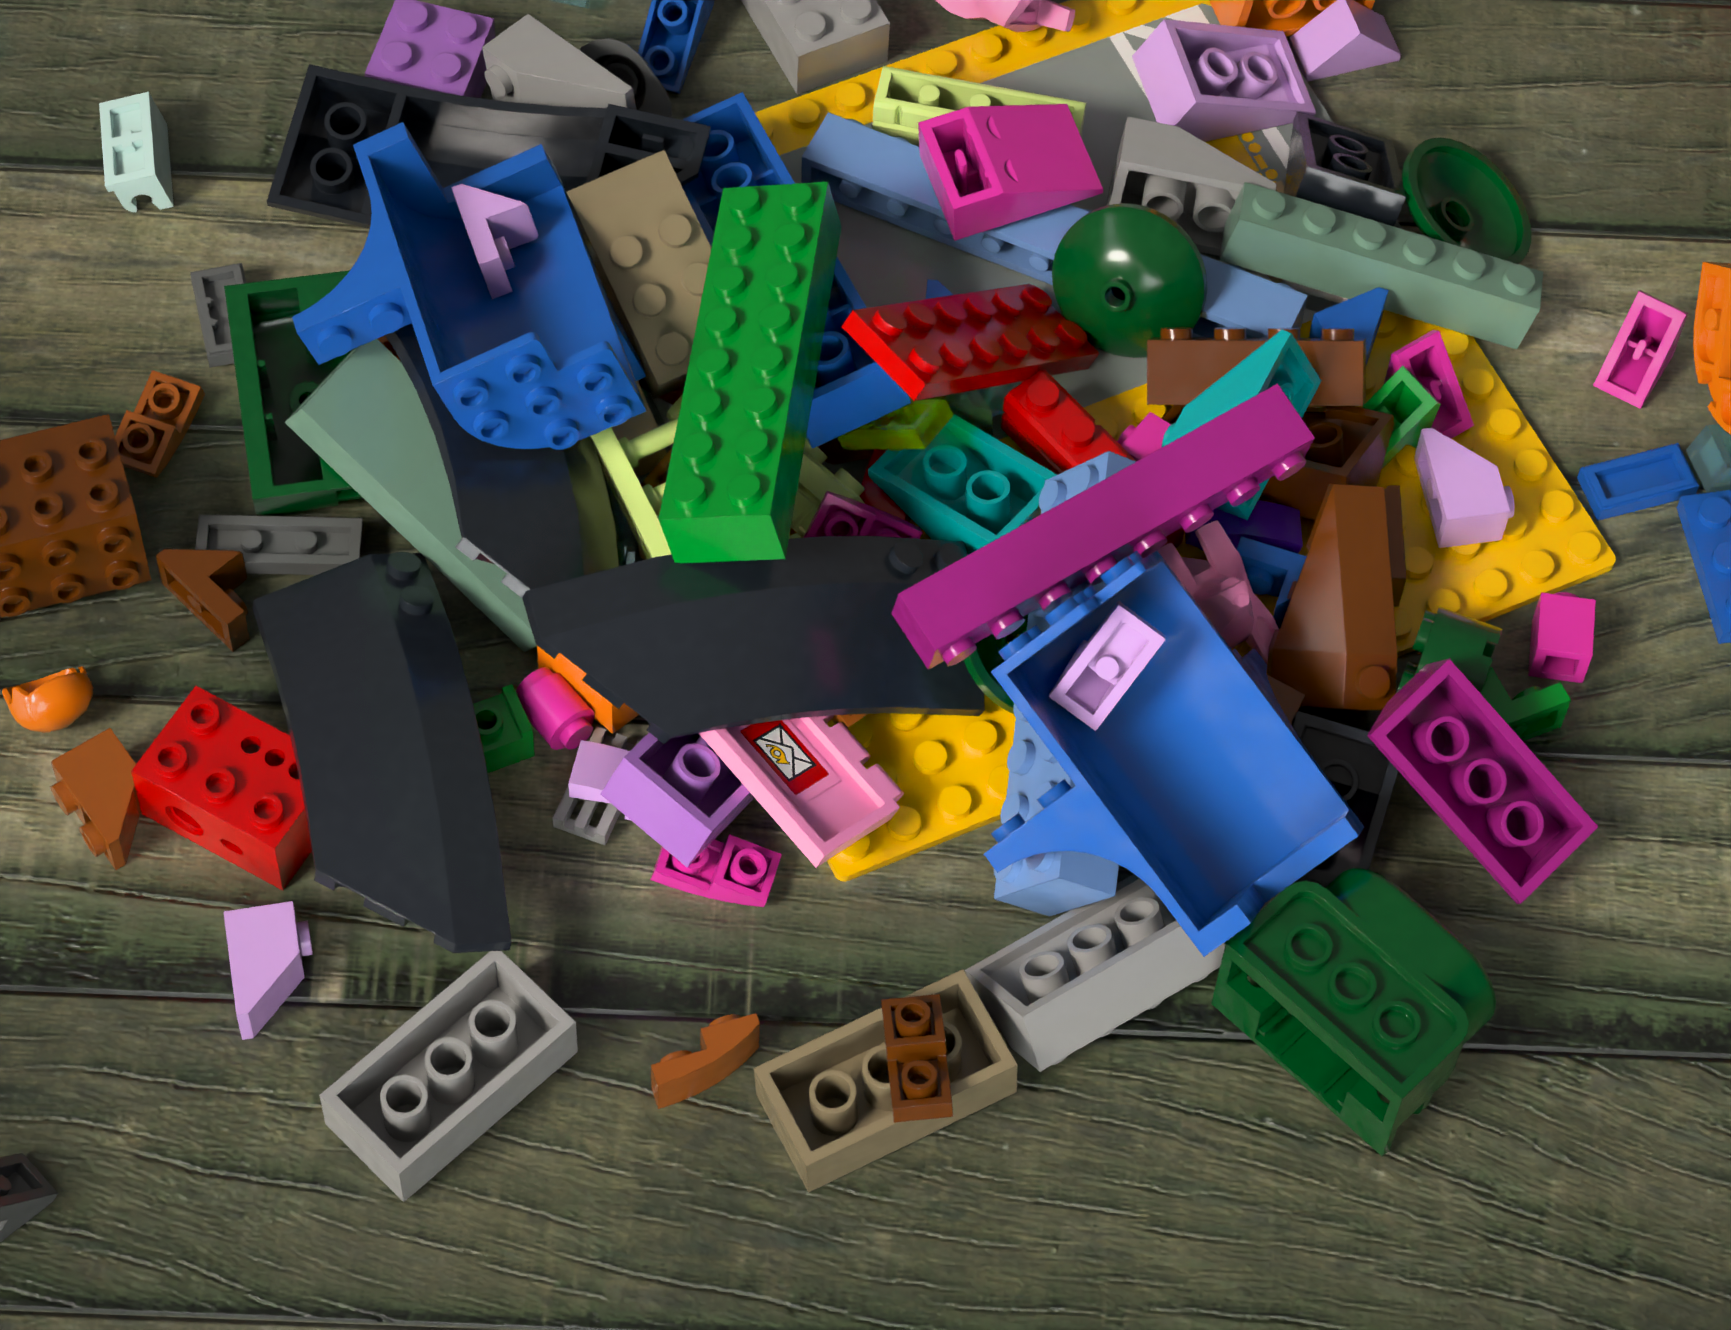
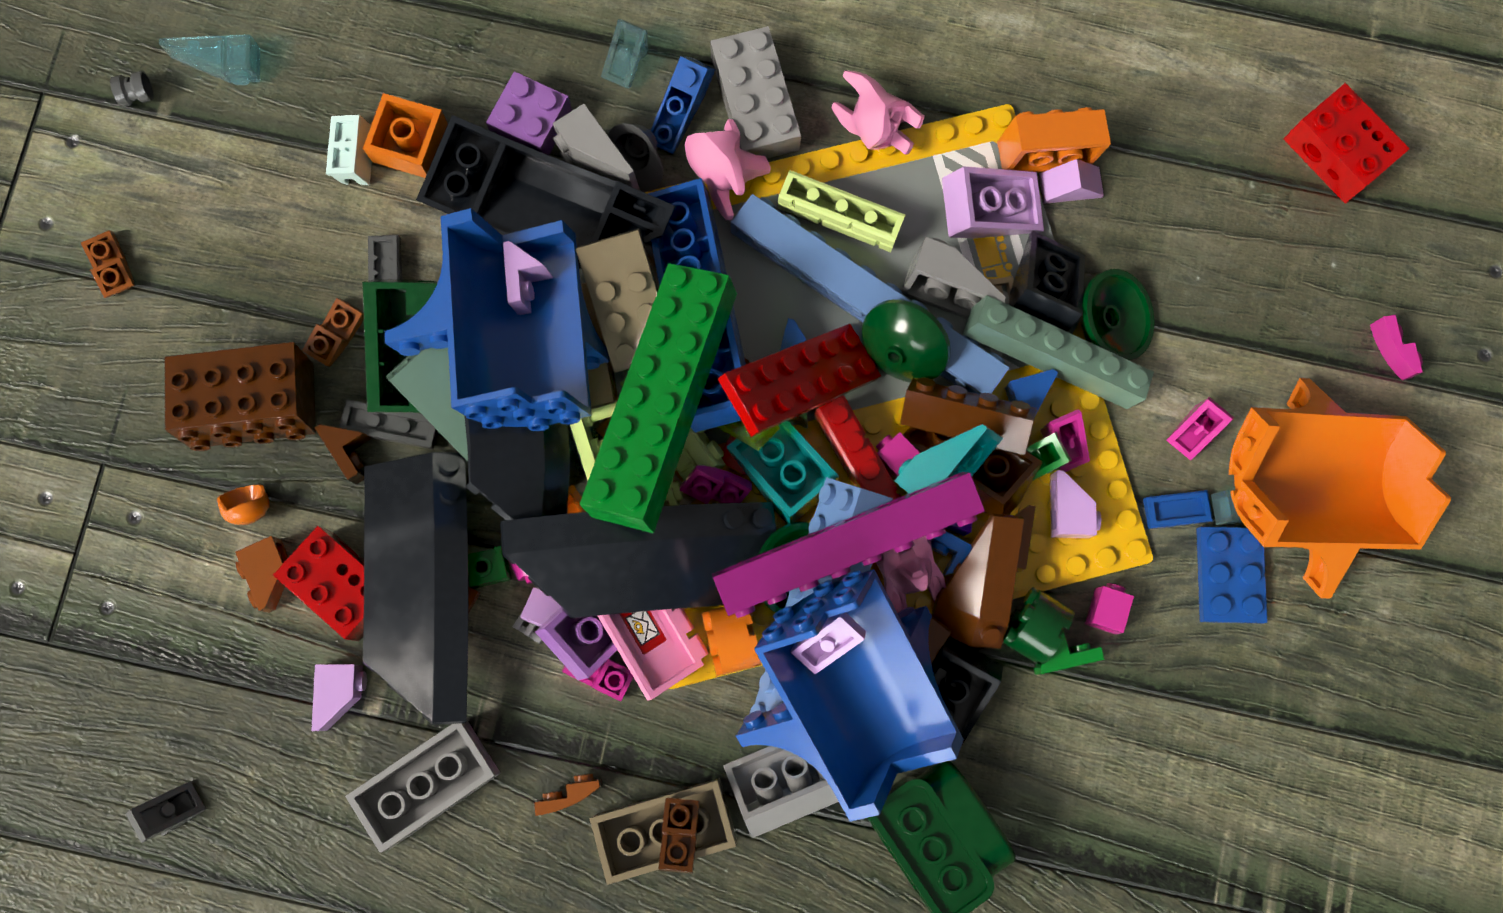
camera: 10 degrees right, 20 degrees up
(230, 116) = (405, 135): none -> orange brick
(771, 74) = (723, 164): none -> bright pink piece
(940, 753) = (731, 641): none -> orange brick
(1004, 164) = (848, 255): dark pink slope -> none
(1480, 778) = (1036, 711): magenta slope -> none

